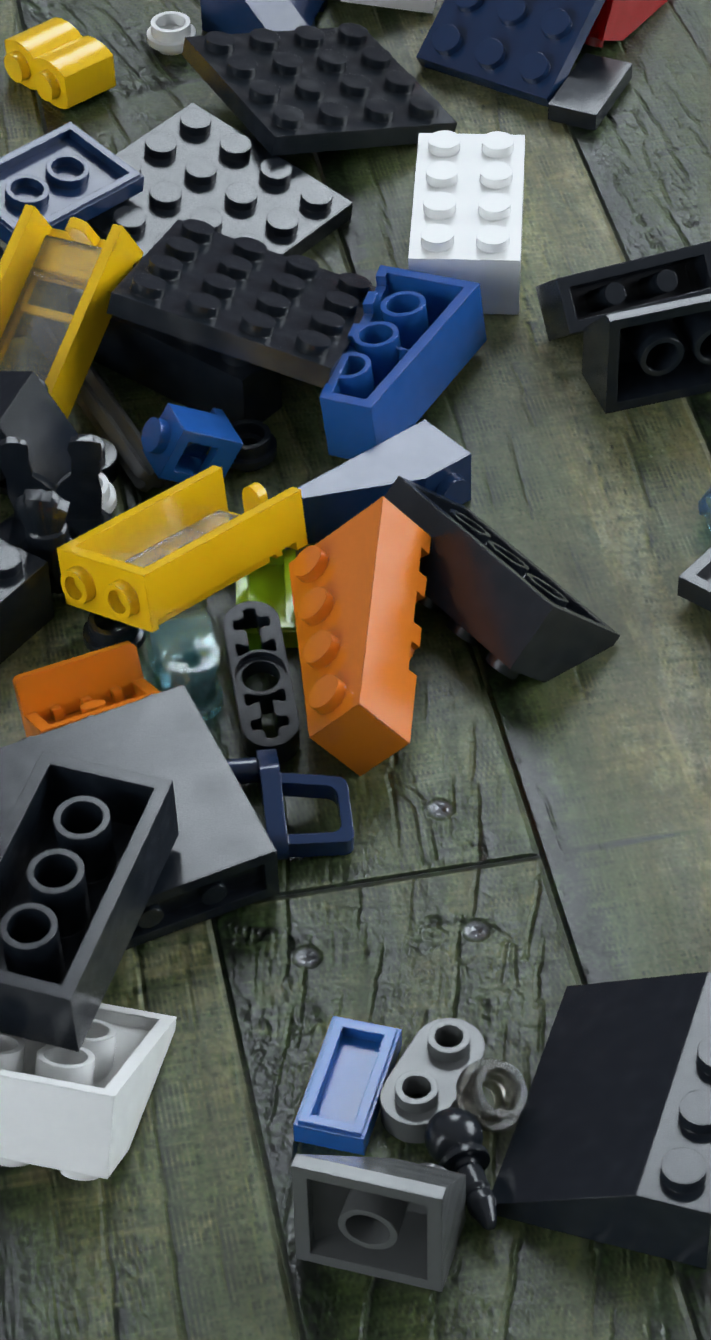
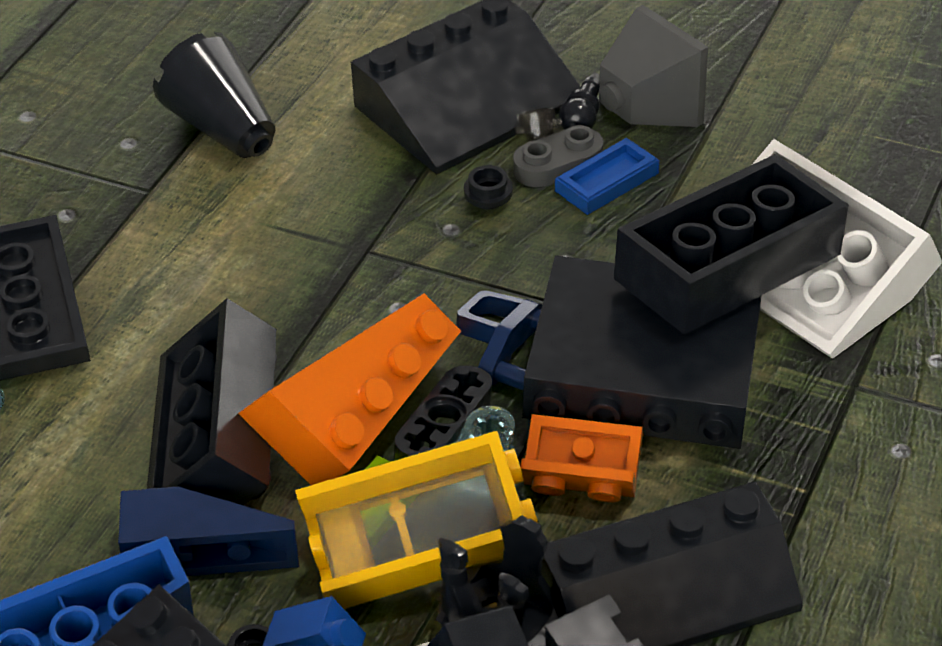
camera: 145 degrees left, 0 degrees up
(471, 977) = (488, 187): none -> black plate

